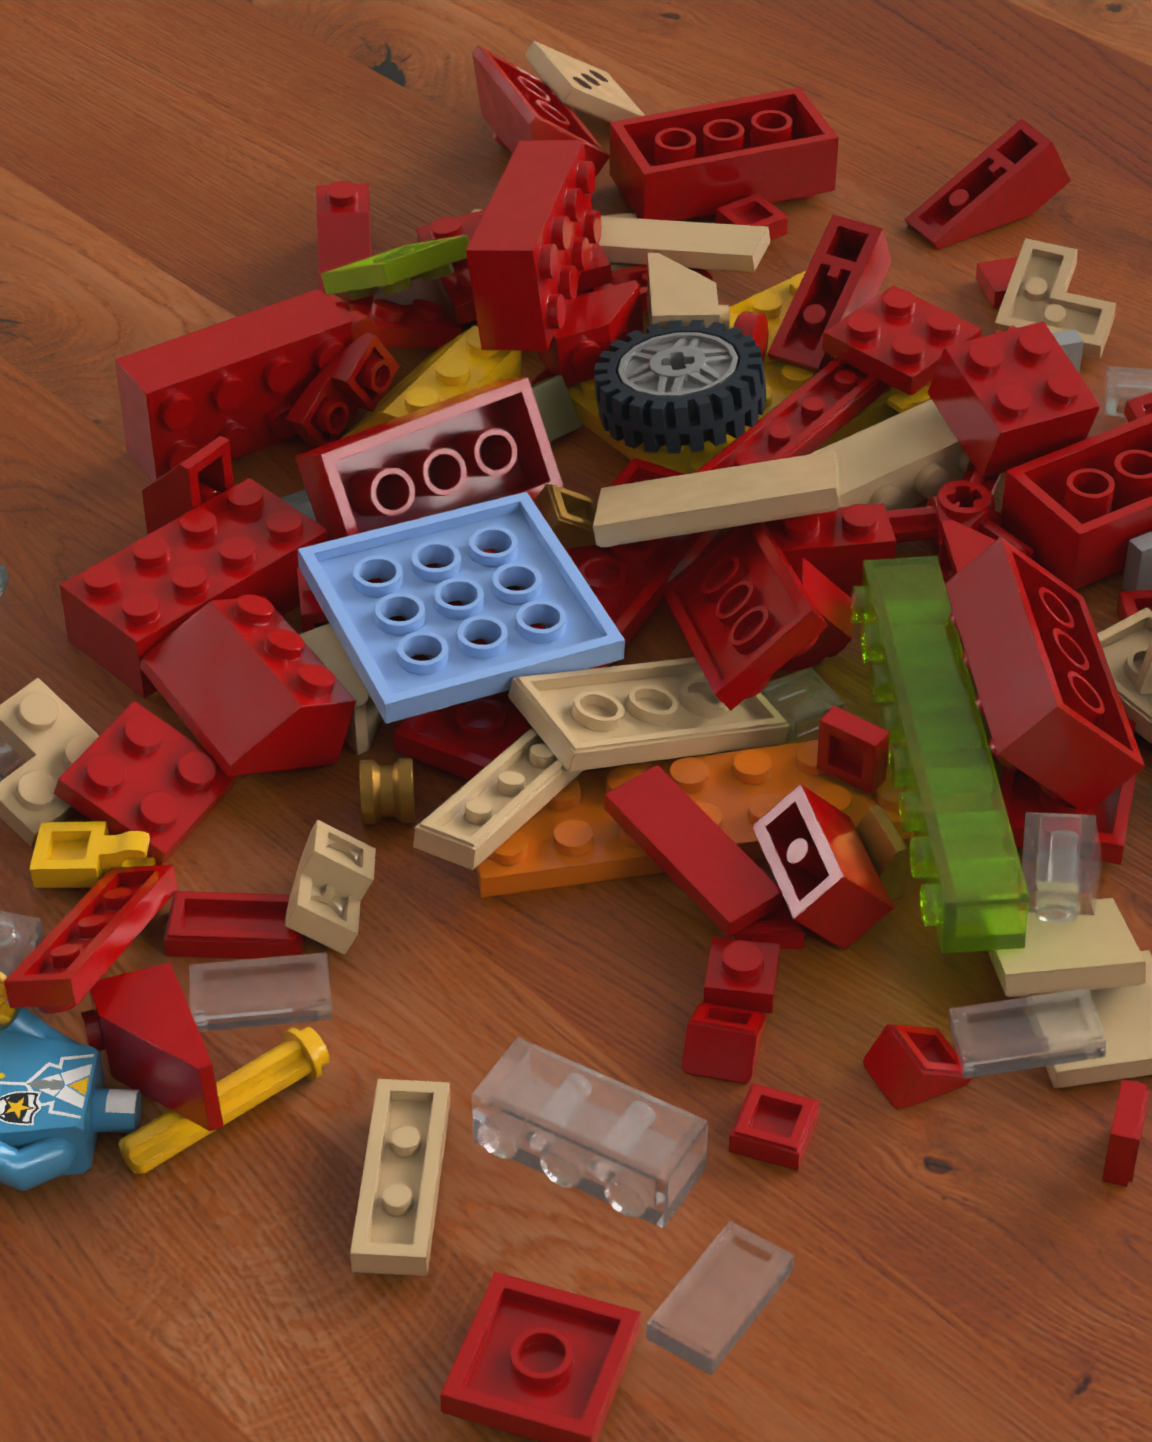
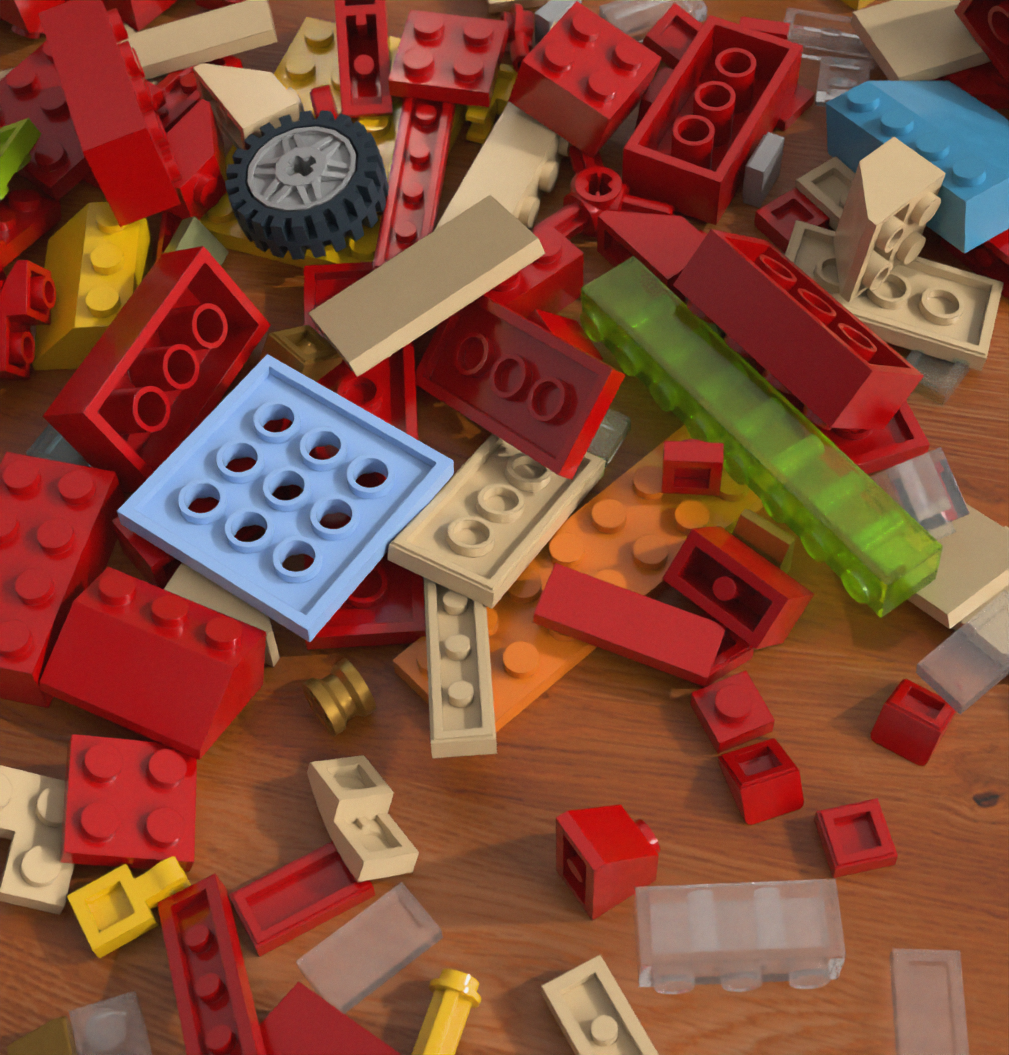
camera: 30 degrees left, 15 degrees up
(514, 998) = (604, 856): none -> red slope

